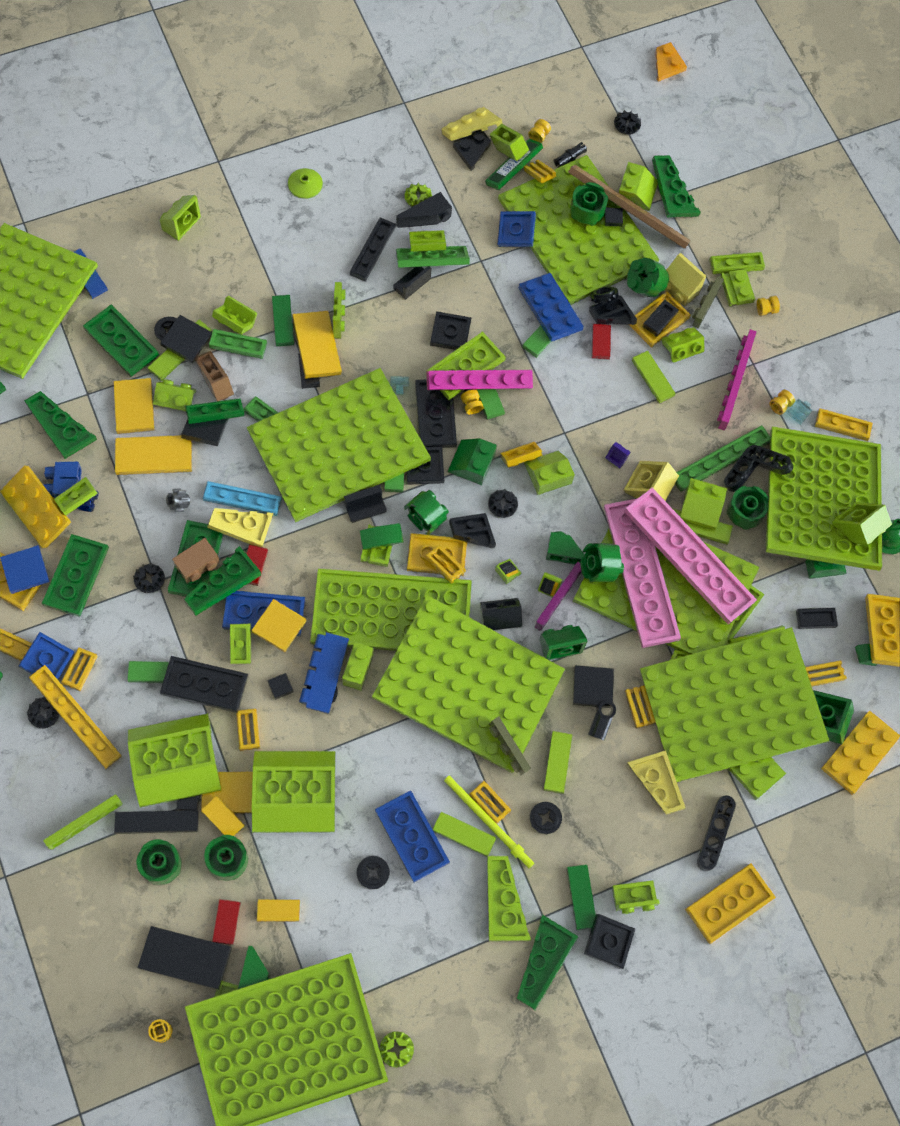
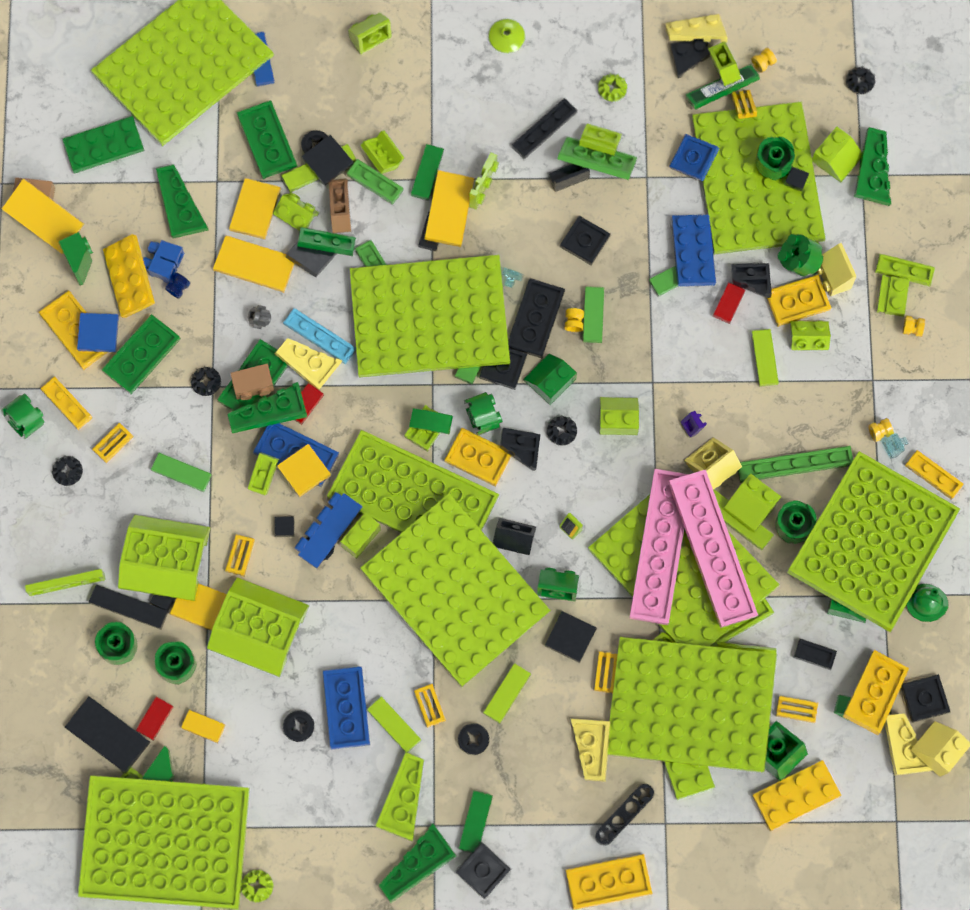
camera: 30 degrees right, 5 degrees up
(46, 652) = (87, 423): blue tile -> none
(75, 496) = (167, 280): lime plate -> none
(75, 717) = (92, 485): yellow tile -> none
(163, 1033) = (66, 791): yellow wheel -> none
(204, 684) = (216, 499): black tile -> none
(222, 817) = (186, 625): yellow tile -> none
(365, 504) = (431, 383): black panel -> none
(428, 212) = (613, 109): black slope -> none
(455, 575) = (492, 481): yellow tile -> none
(476, 354) = (582, 281): lime plate -> none
(479, 379) = (588, 301): dark pink plate -> none
(507, 571) = (538, 497): slope -> none
(509, 746) = (464, 661): olive plate -> none
(516, 850) = (435, 758): neon yellow bar -> none
(521, 454) = (599, 389): yellow plate -> none
(558, 597) = (575, 540): magenta tile -> none
(563, 549) = (598, 495): green slope -> none
(570, 155) = (784, 96): black pin -> none
(601, 562) = (624, 524): green brick -> none
(601, 722) = (562, 672): black piece -> none
(604, 294) = (751, 256): black gear -> none
(632, 208) = (818, 174): medium nougat tile -> none
(635, 896) = (523, 840): lime bracket -> none
(660, 318) = (797, 300): black tile -> none
(668, 61) = (934, 27): light orange wing -> none
(707, 301) = (853, 300): olive plate -> none
(733, 386) = (840, 395): dark pink plate -> none
(754, 461) = (821, 479): black beam -> none
(863, 522) = (894, 580): lime slope -> none

